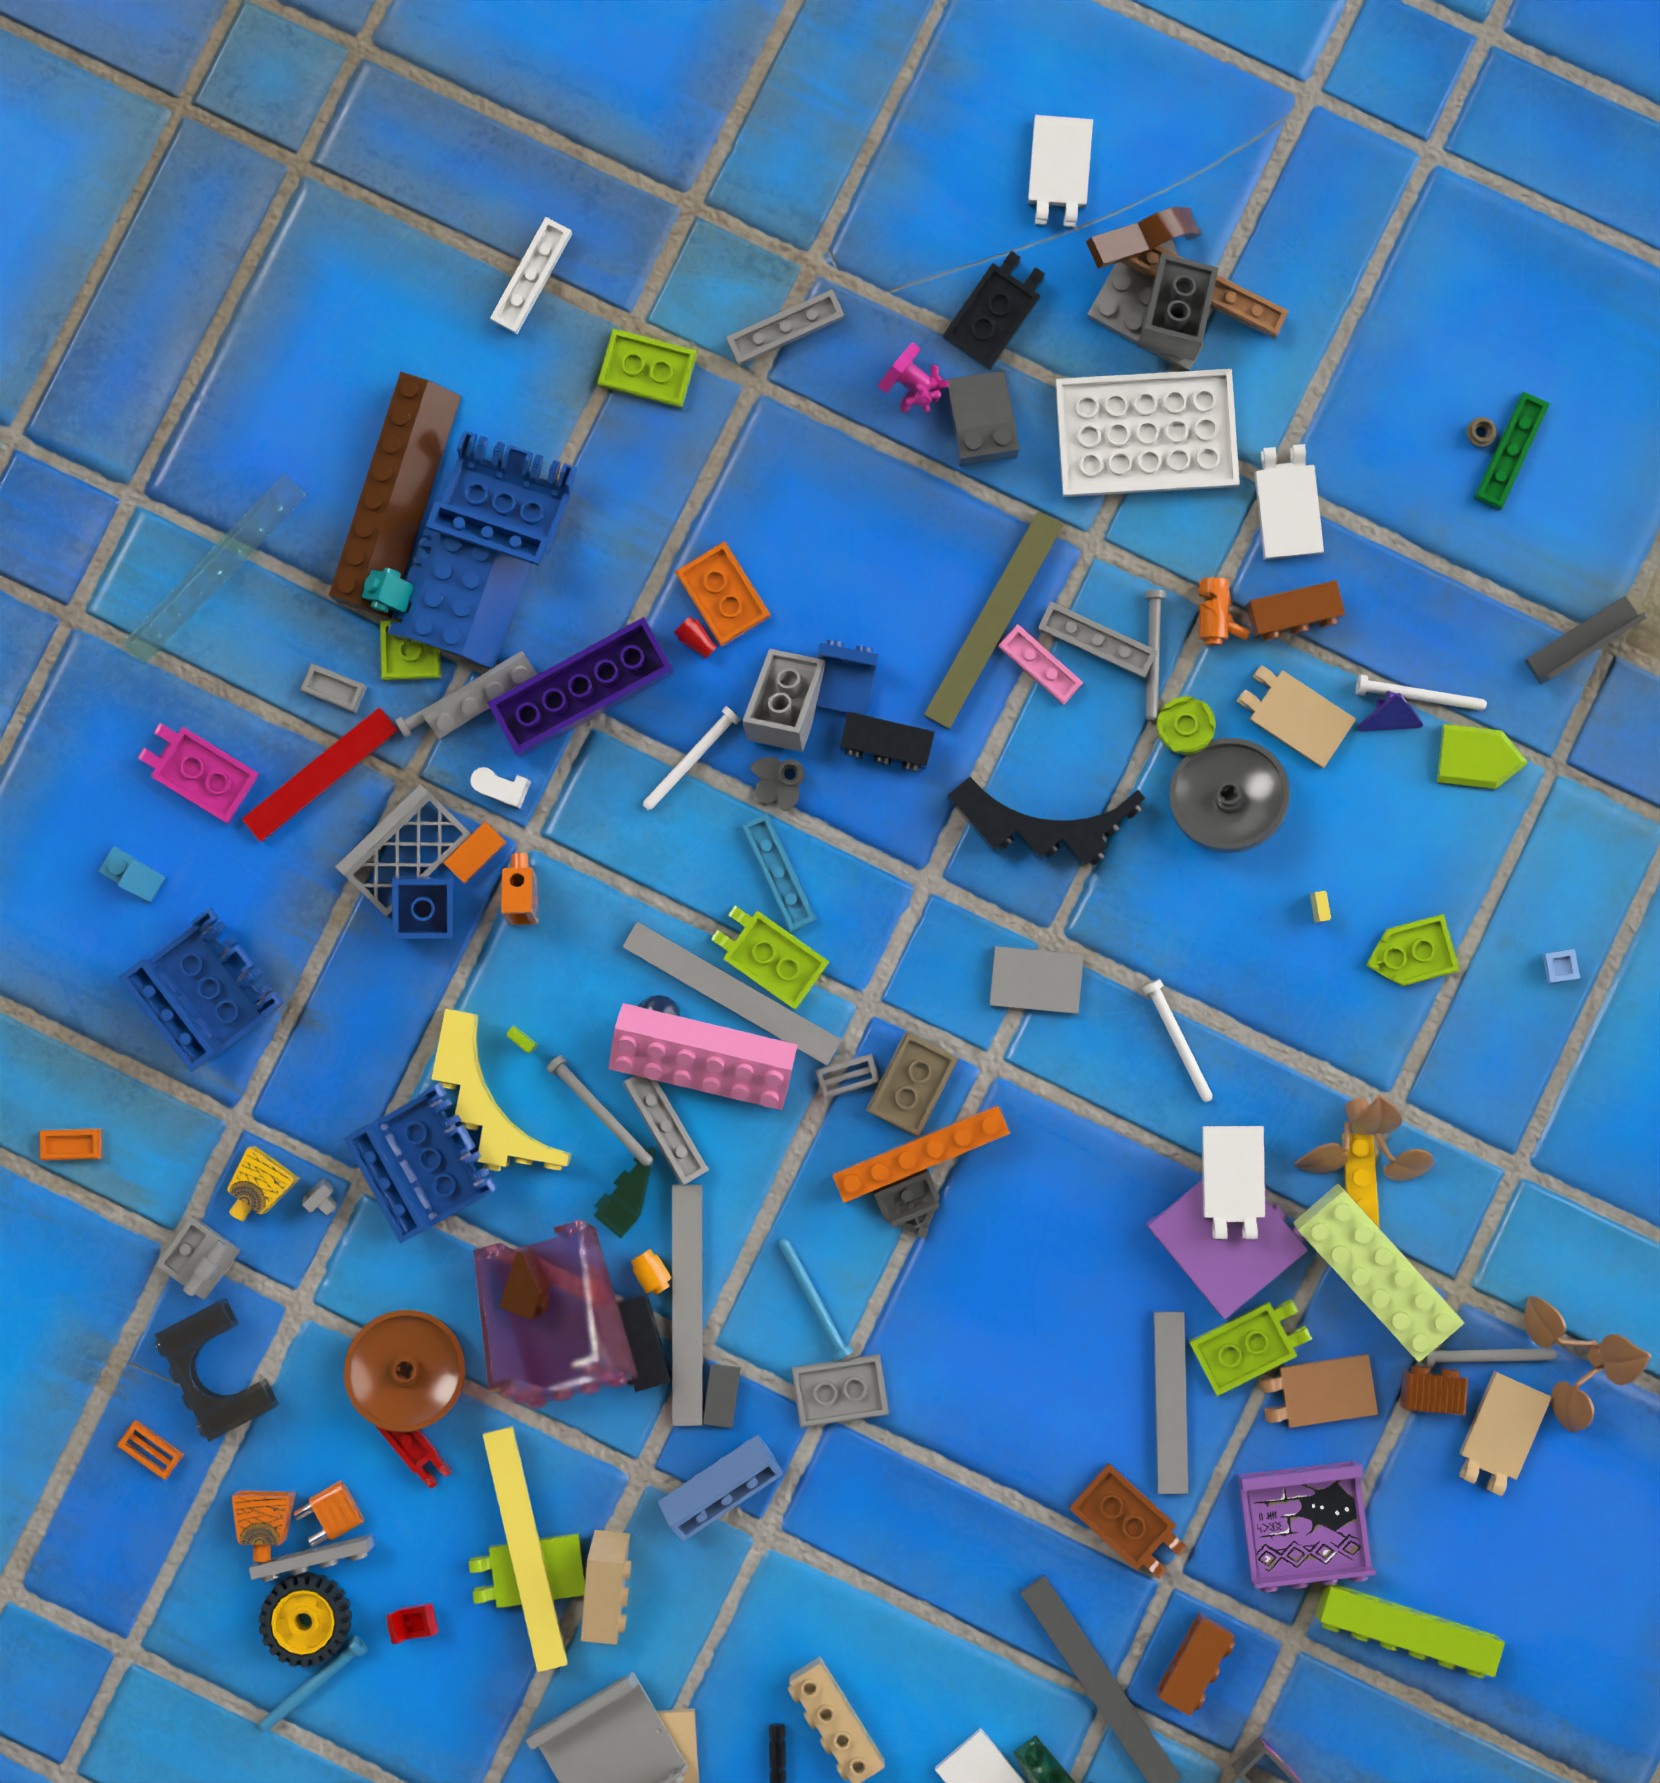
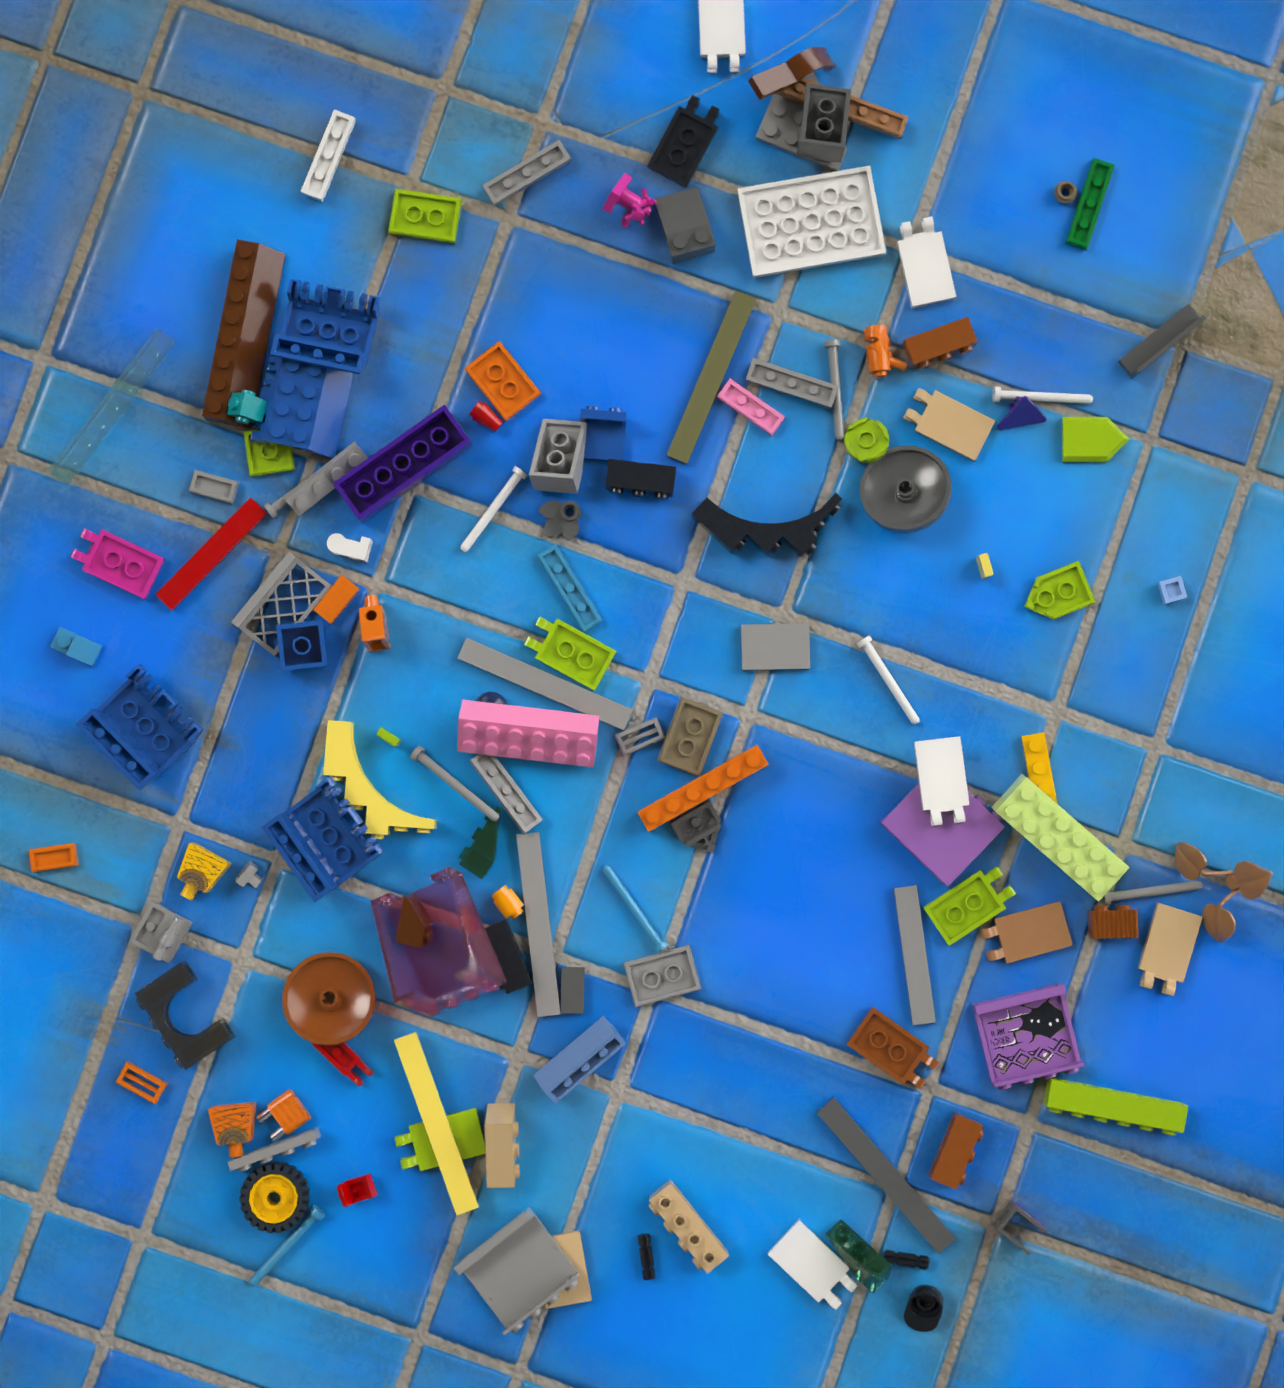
camera: 10 degrees left, 0 degrees up
(1363, 1119) = (1042, 720): medium nougat plant -> none

